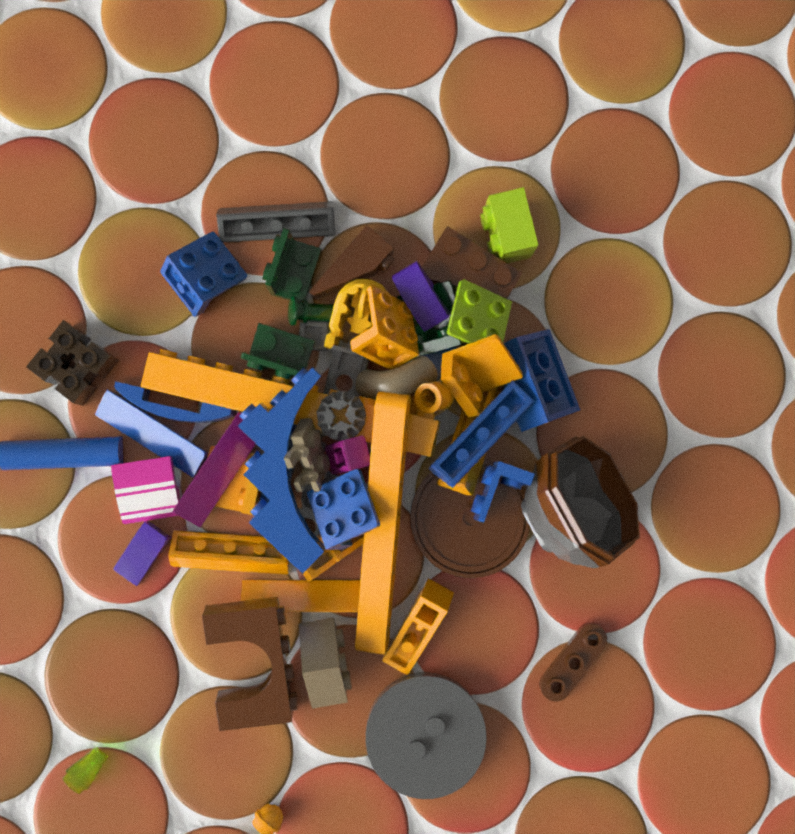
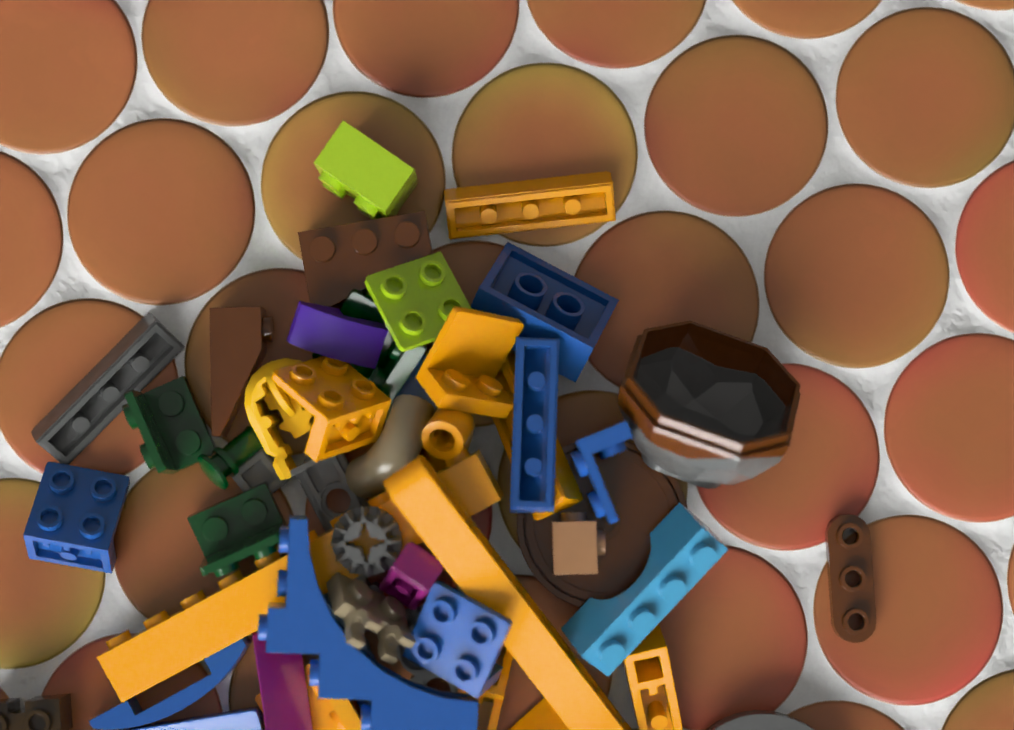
camera: 30 degrees left, 0 degrees up
(448, 515) = (576, 544): none -> medium nougat brick
(495, 571) = (679, 557): none -> dark azure arch
(578, 320) = (530, 204): none -> light orange slope

